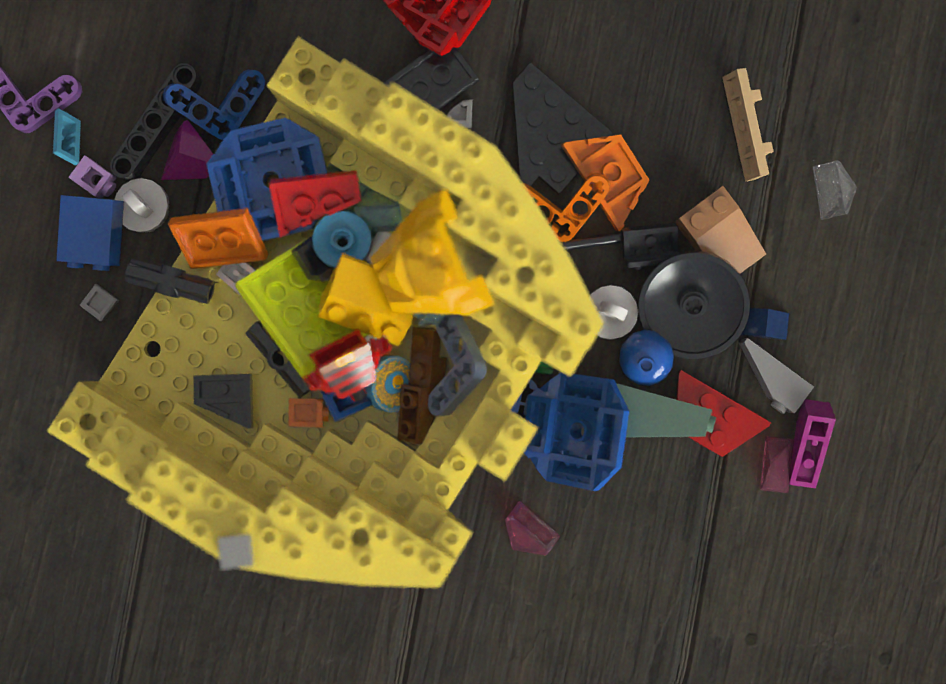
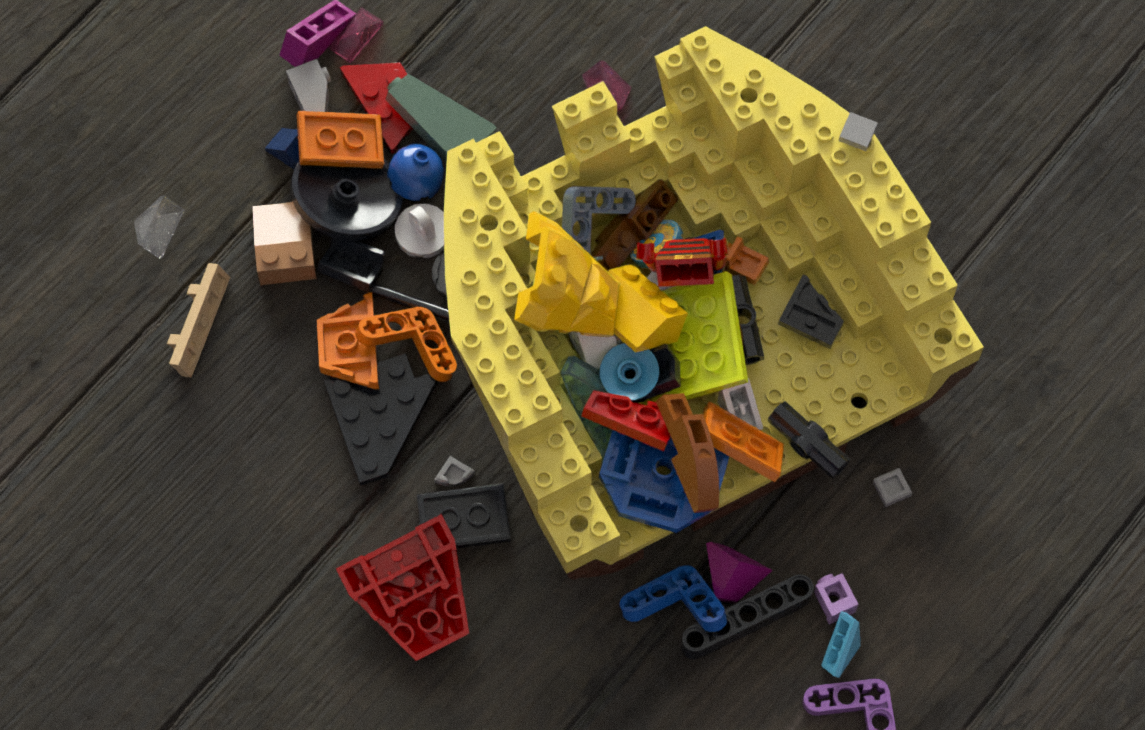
camera: 155 degrees left, 20 degrees down
(90, 232) = (864, 547): blue brick -> none
(144, 205) = (803, 551): white tile -> none
(243, 193) = (696, 455): none -> dark orange slope
(560, 413) = (519, 107): blue piece -> none
(727, 347) = (340, 139): none -> orange tile

